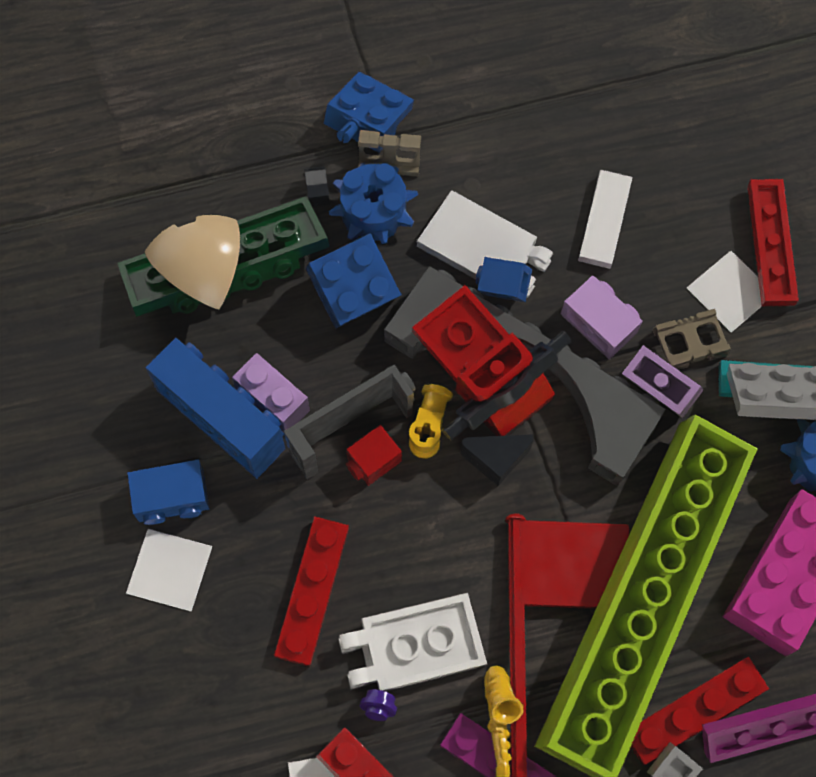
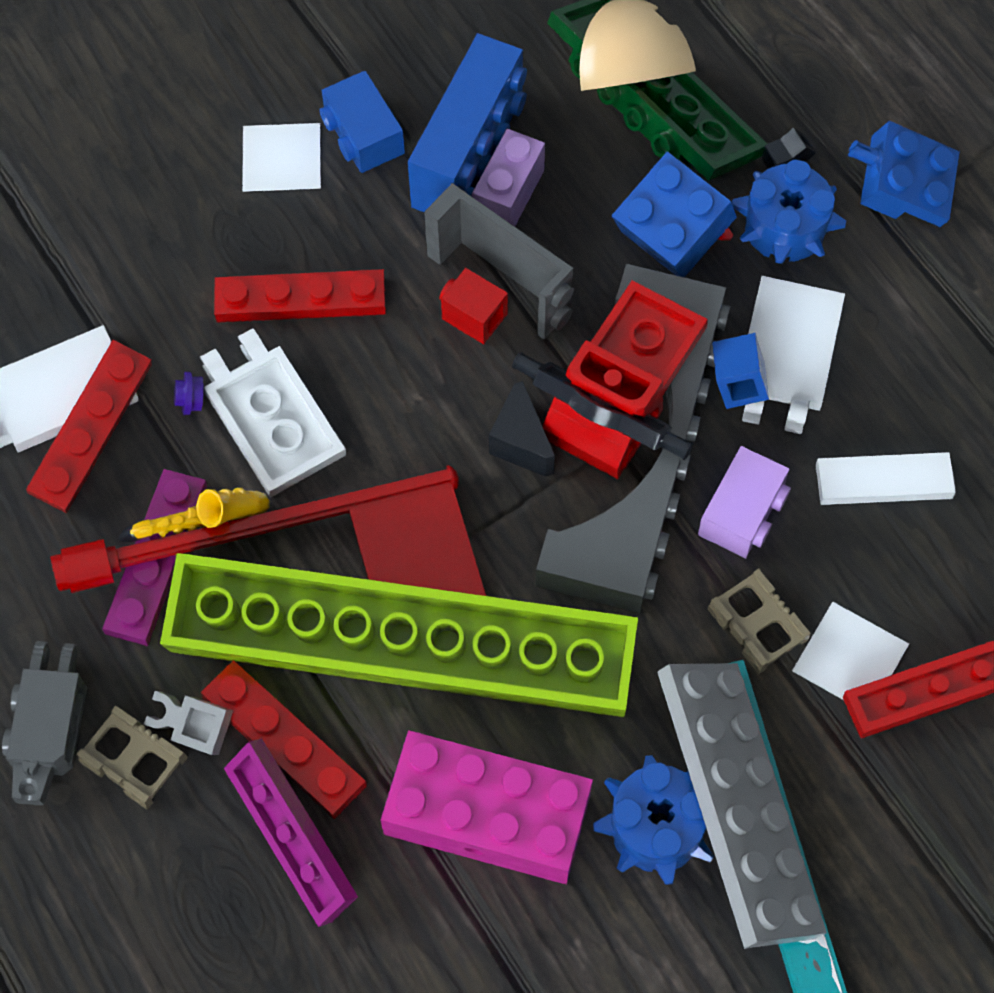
camera: 75 degrees right, 5 degrees down
(390, 144) = (863, 210): dark tan piece -> none
(429, 421) = (533, 343): yellow connector -> none
(662, 381) = (680, 588): lavender brick -> none

